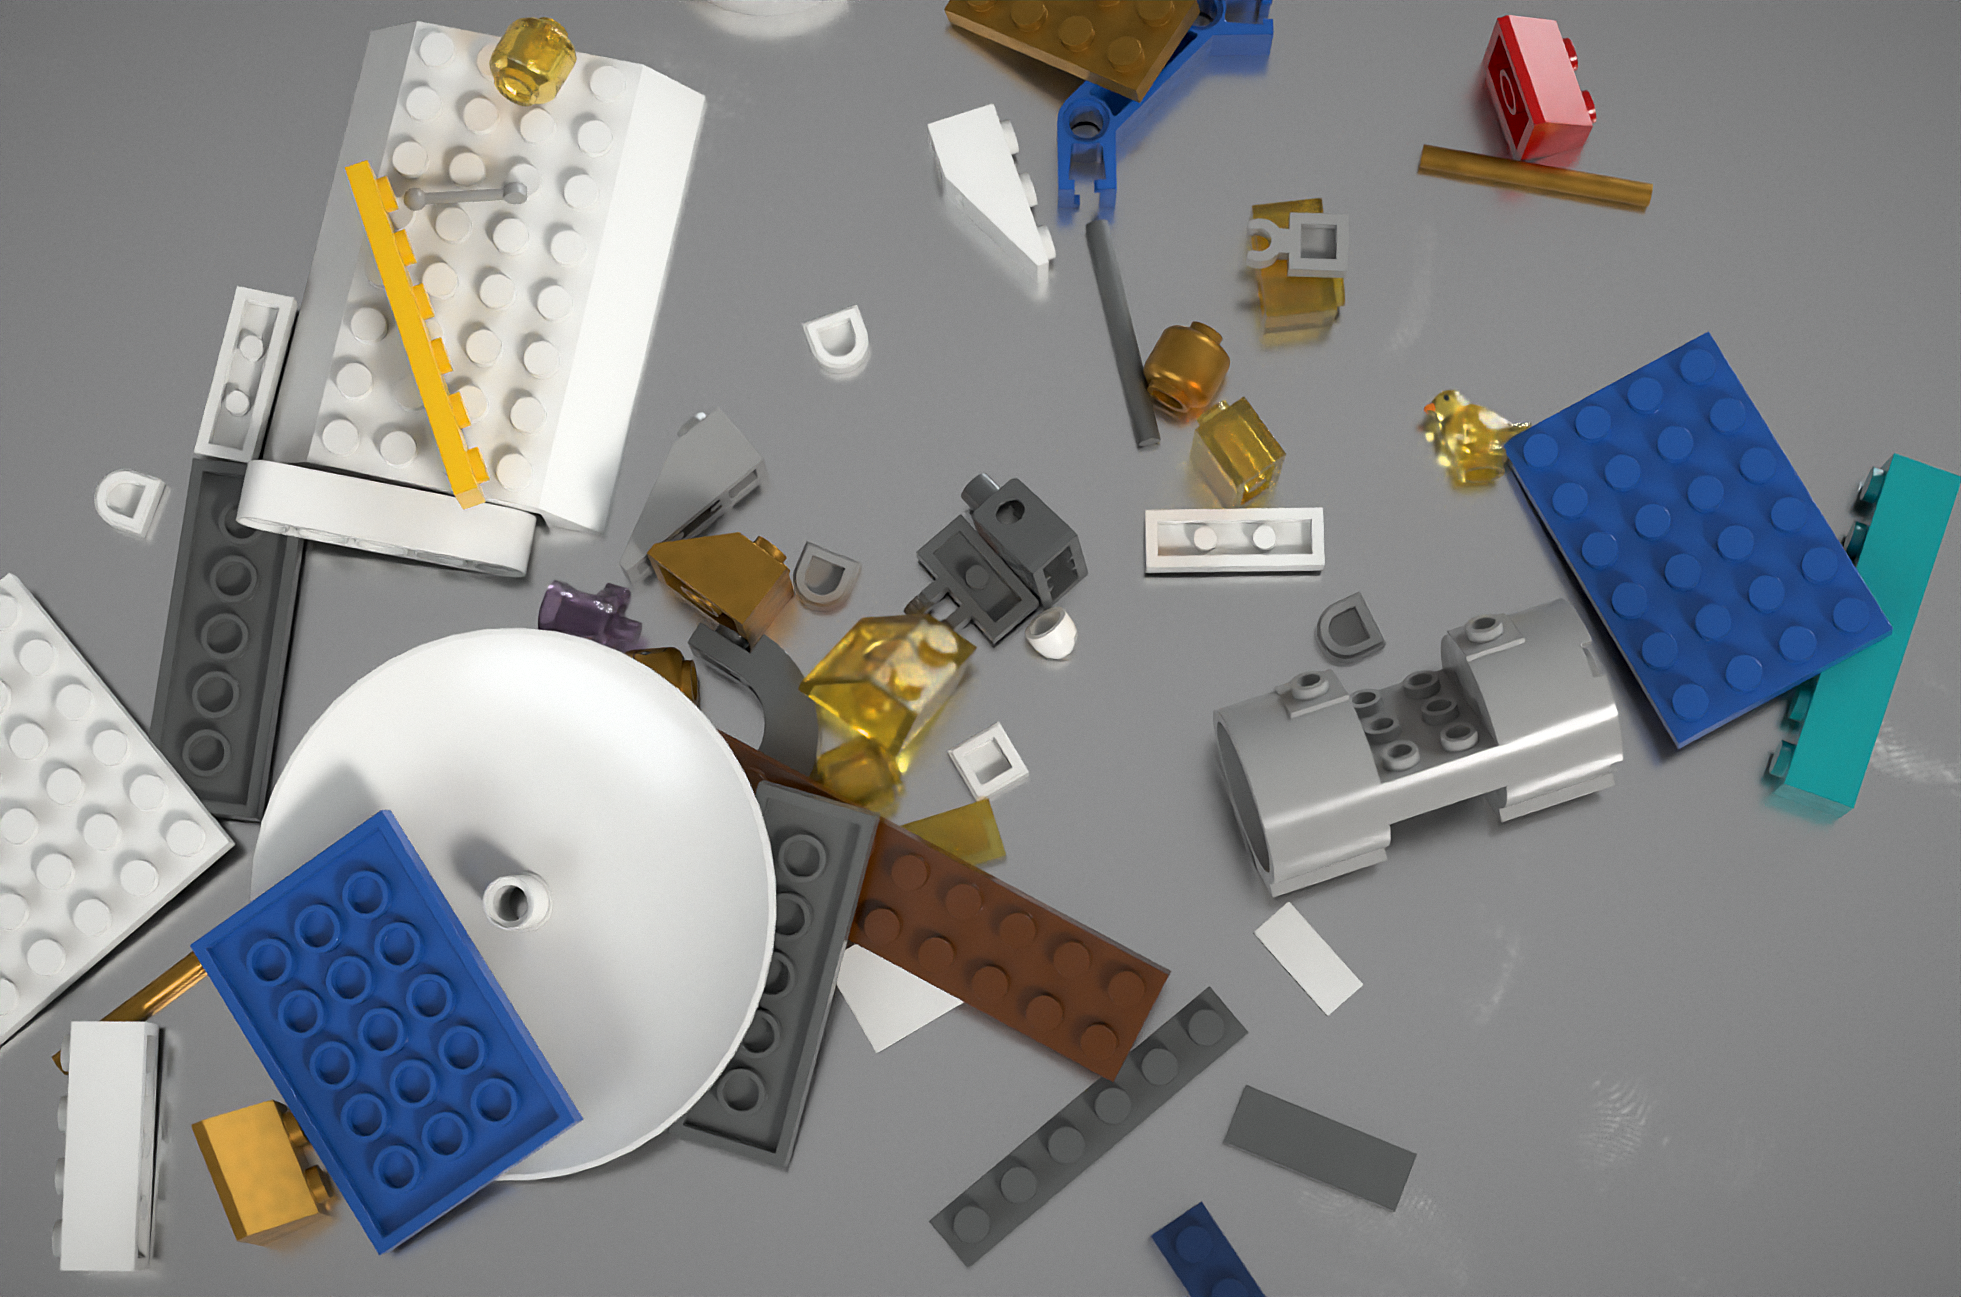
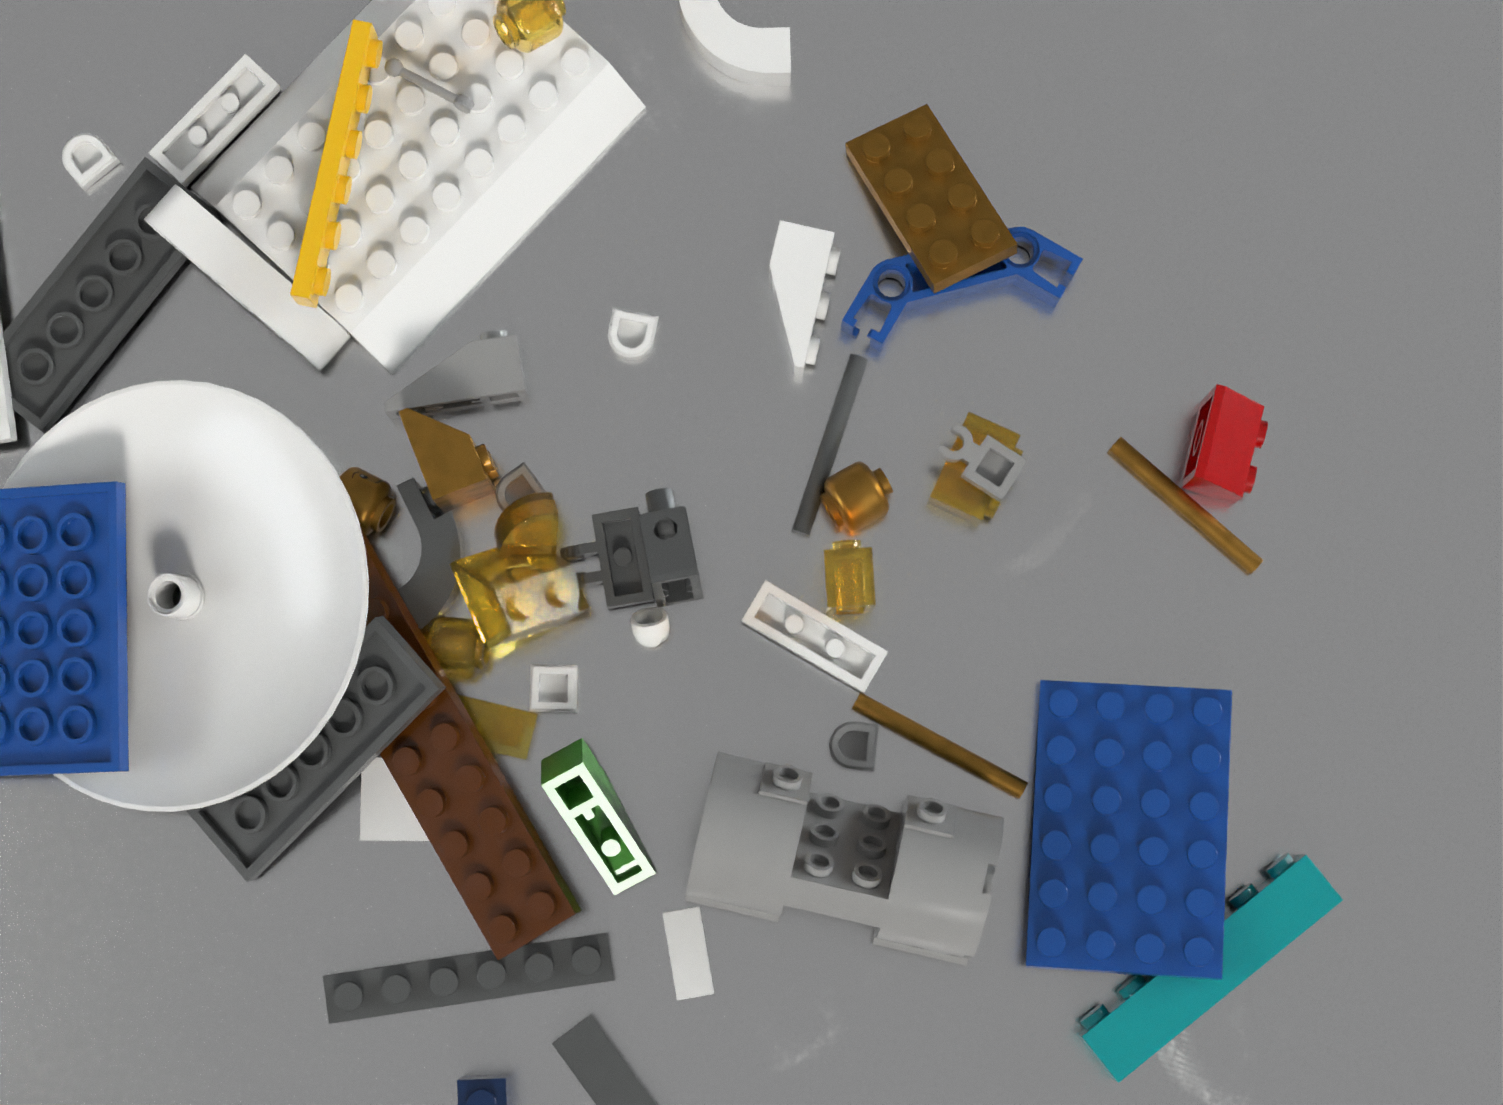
camera: 30 degrees right, 5 degrees up
(588, 614) = (343, 426): clear purple piece -> none
(857, 603) = (528, 527): none -> clear yellow brick
(1121, 868) = (595, 815): none -> bright green slope
(1437, 576) = (940, 745): none -> pearl gold bar
(1473, 436) = (1024, 663): clear yellow animal -> none

